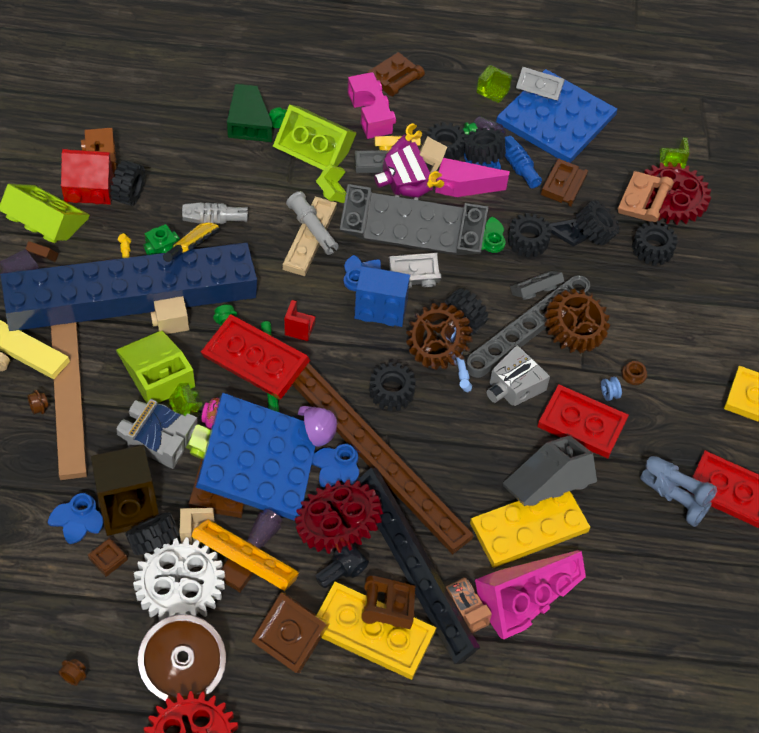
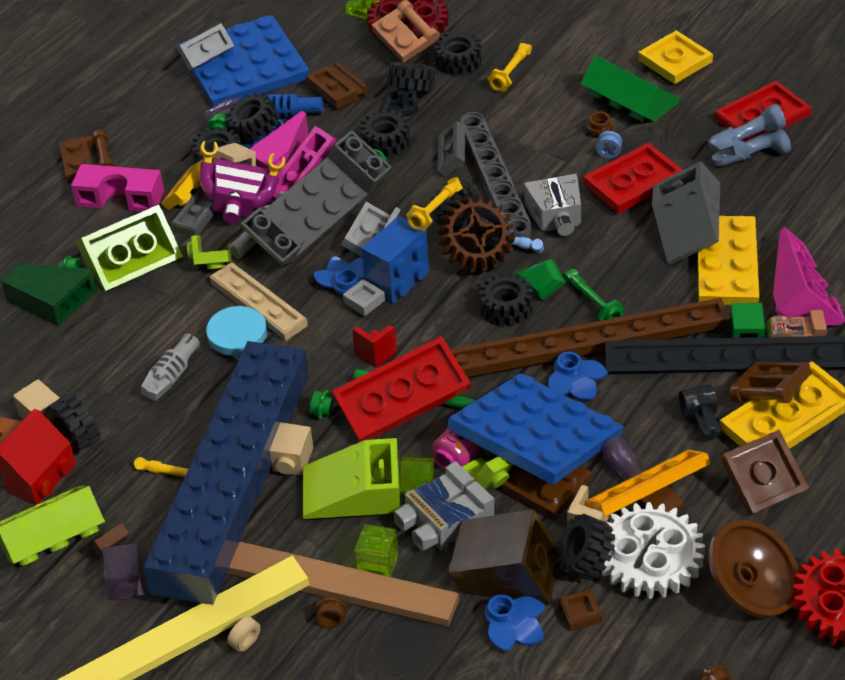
camera: 55 degrees left, 10 degrees down
(97, 405) = (377, 550): none -> clear neon green brick
(143, 154) = (34, 396): none -> tan brick
(159, 240) = (185, 424): green brick -> none
(191, 239) = (207, 386): sword -> none
(269, 236) = (232, 329): none -> medium azure tile
(307, 215) = (237, 285): light grey pin -> none
(319, 424) = (524, 360): medium lavender piece -> none
(324, 527) = (647, 387): dark red gear -> none
(343, 296) = (364, 297): none -> light grey plate
(406, 287) = (419, 217): none -> yellow piece
(416, 461) = (608, 310): none -> green piece
(427, 402) = (543, 277): none -> green piece
(454, 563) = (747, 320): none -> green brick
(460, 195) = (308, 156): none -> dark pink slope
(494, 83) = (166, 86): clear neon green panel -> none
(590, 324) = (519, 134): reddish brown gear -> none
(641, 283) = (499, 79): none -> yellow piece
(688, 377) = (627, 90): none -> green slope

